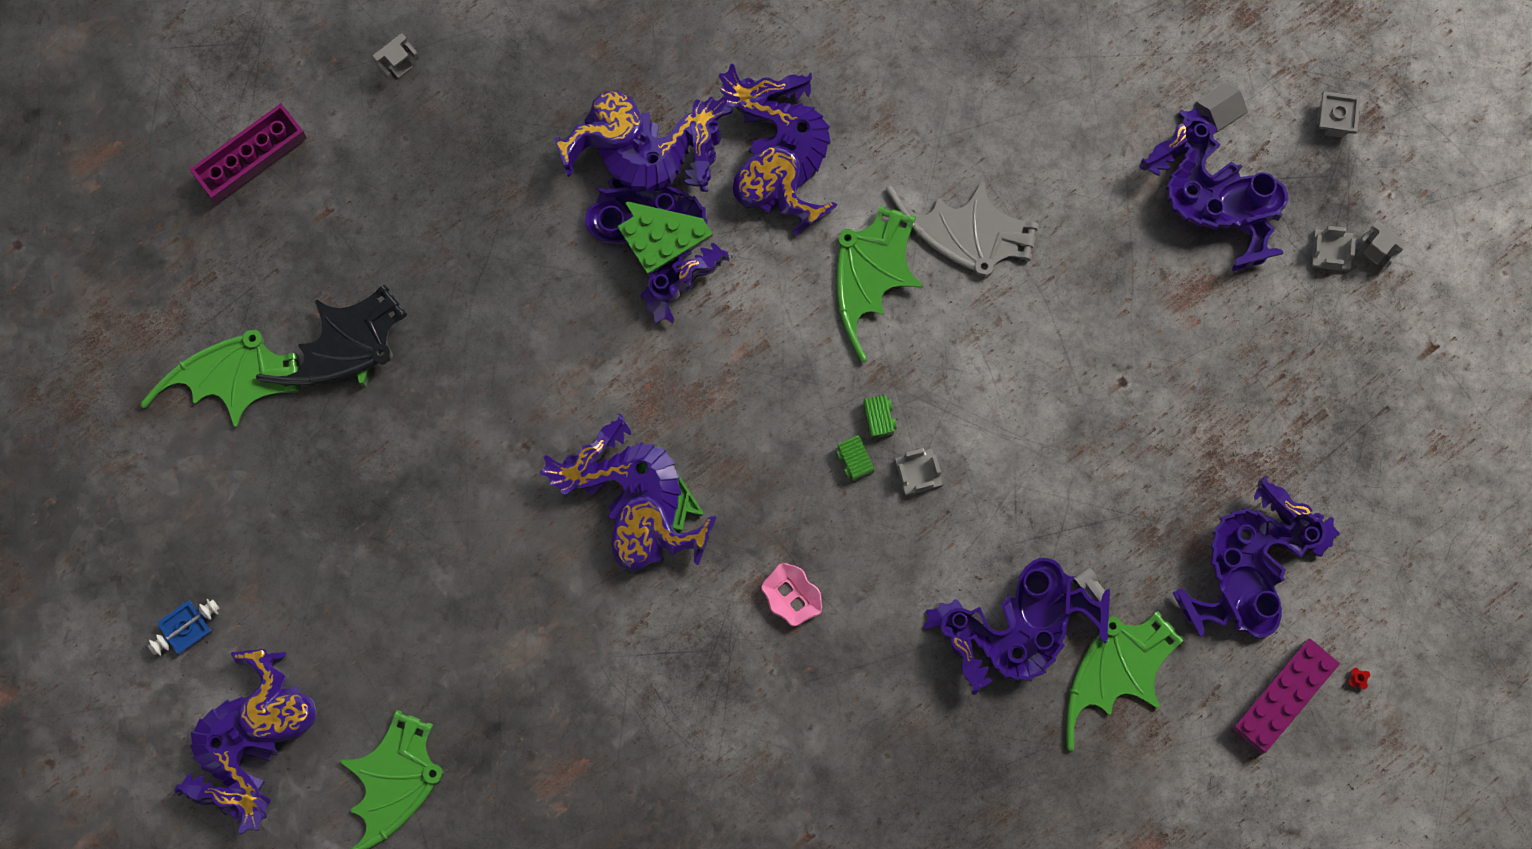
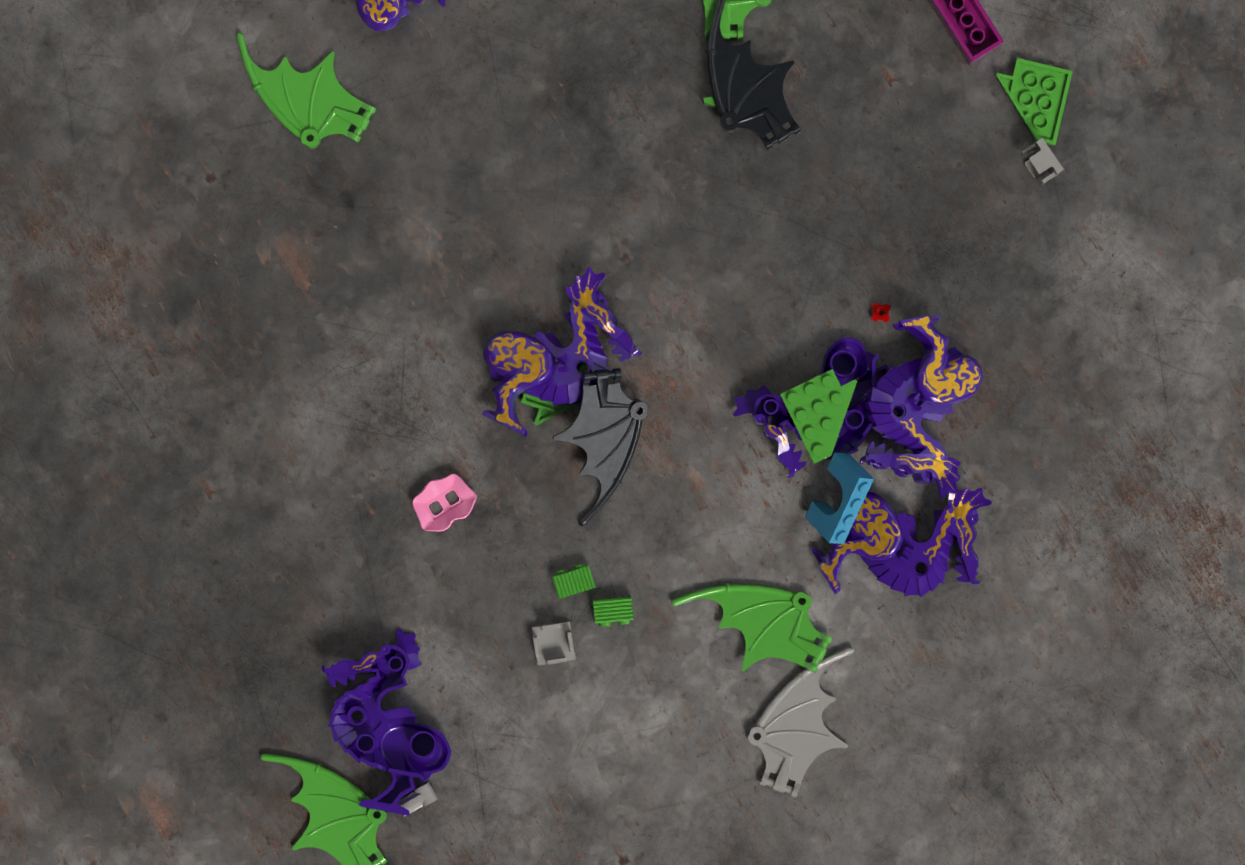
camera: 95 degrees right, 10 degrees up
(331, 70) = (1038, 96): none -> bright green wing
(557, 199) = (881, 317): none -> red plate
(703, 440) = (606, 431): none -> animal
(730, 189) = (855, 485): none -> dark azure arch

